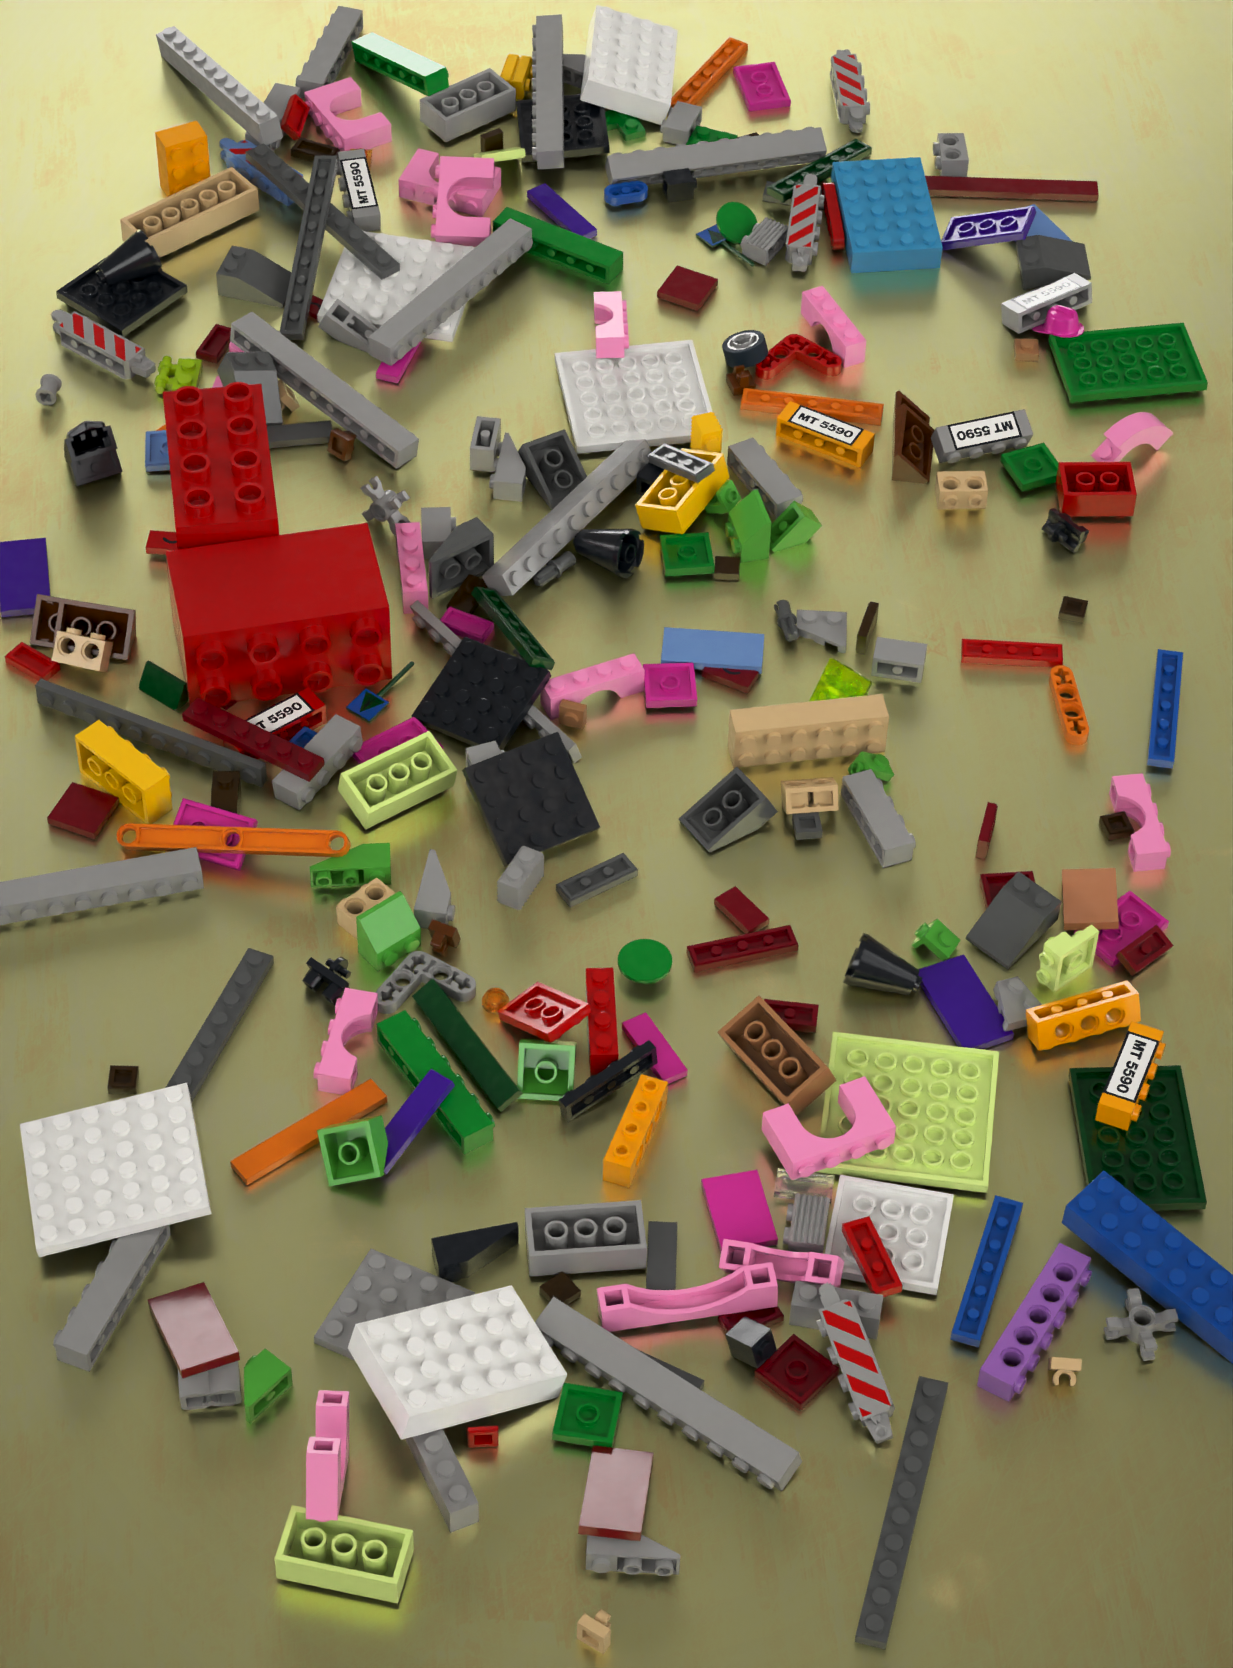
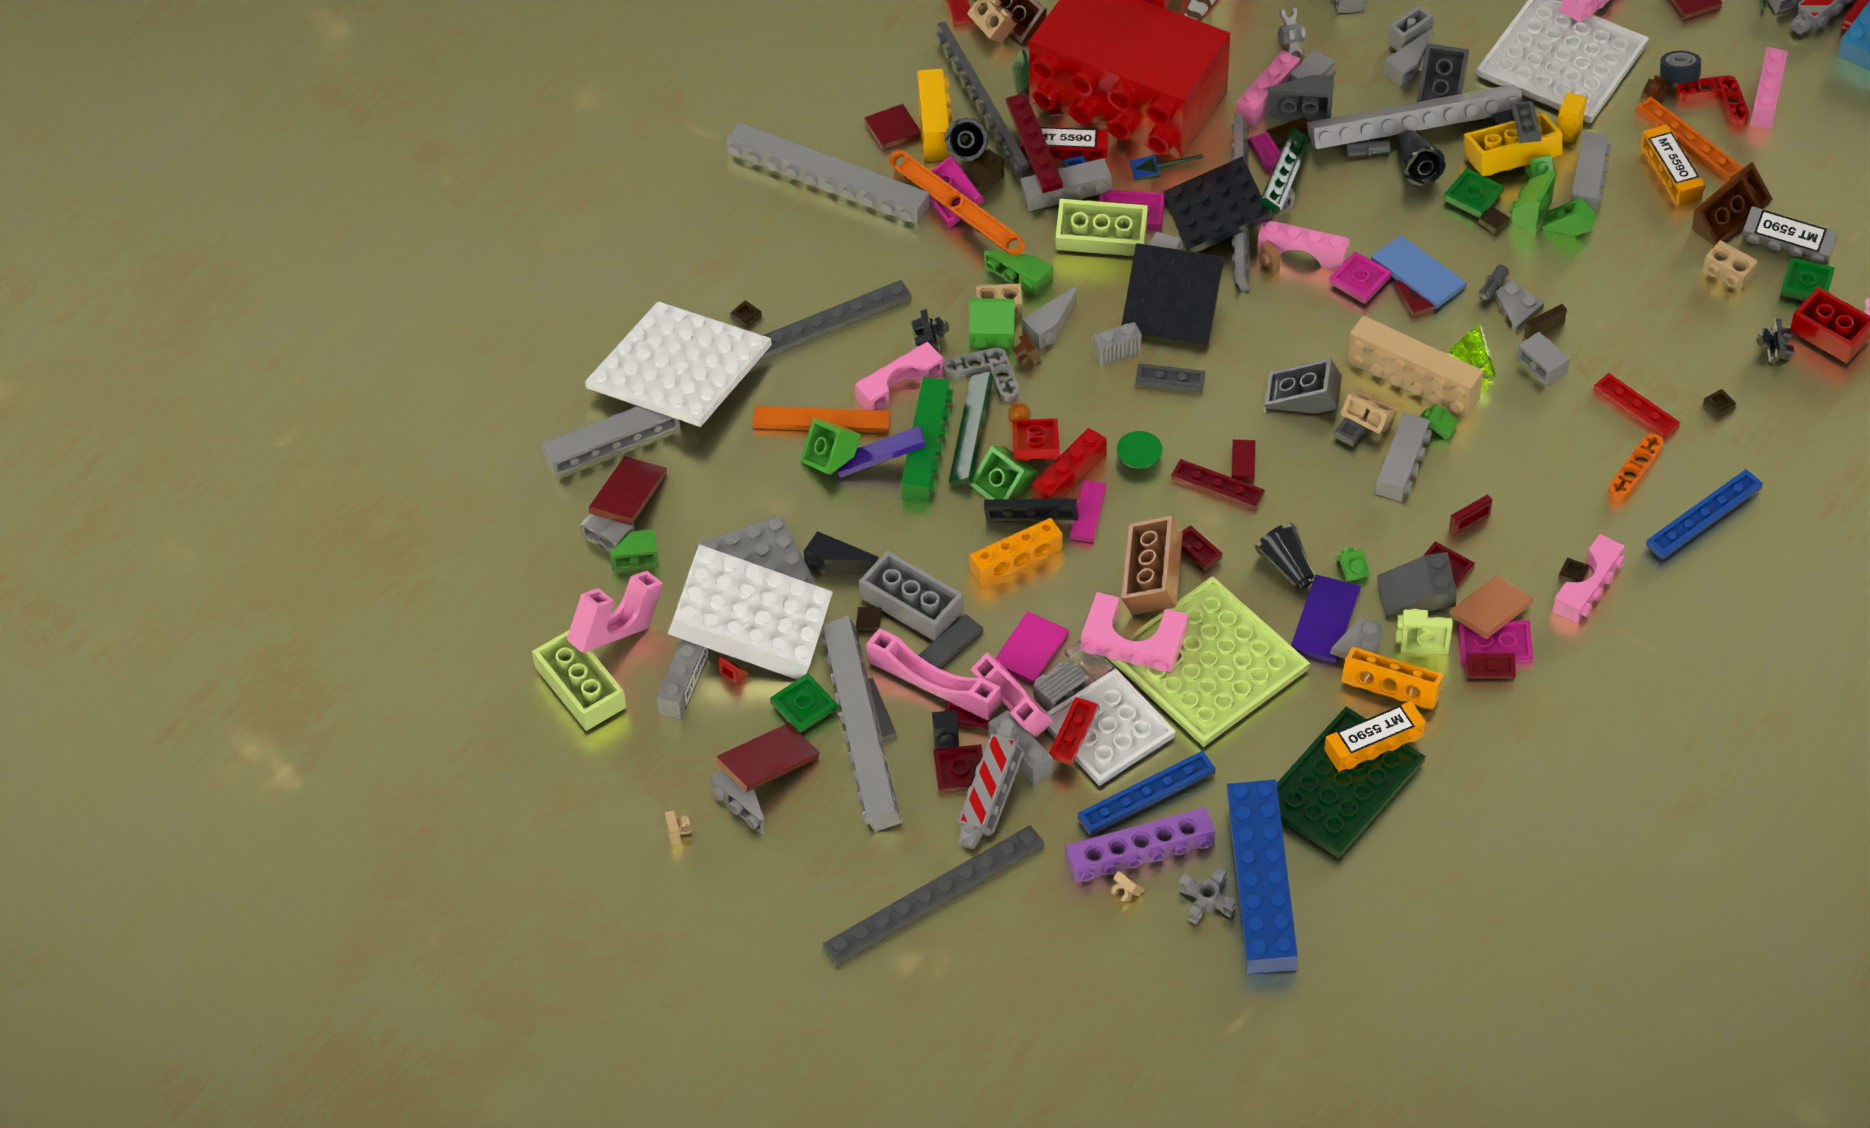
camera: 45 degrees right, 5 degrees up
(193, 771) = (966, 139): none -> black cone

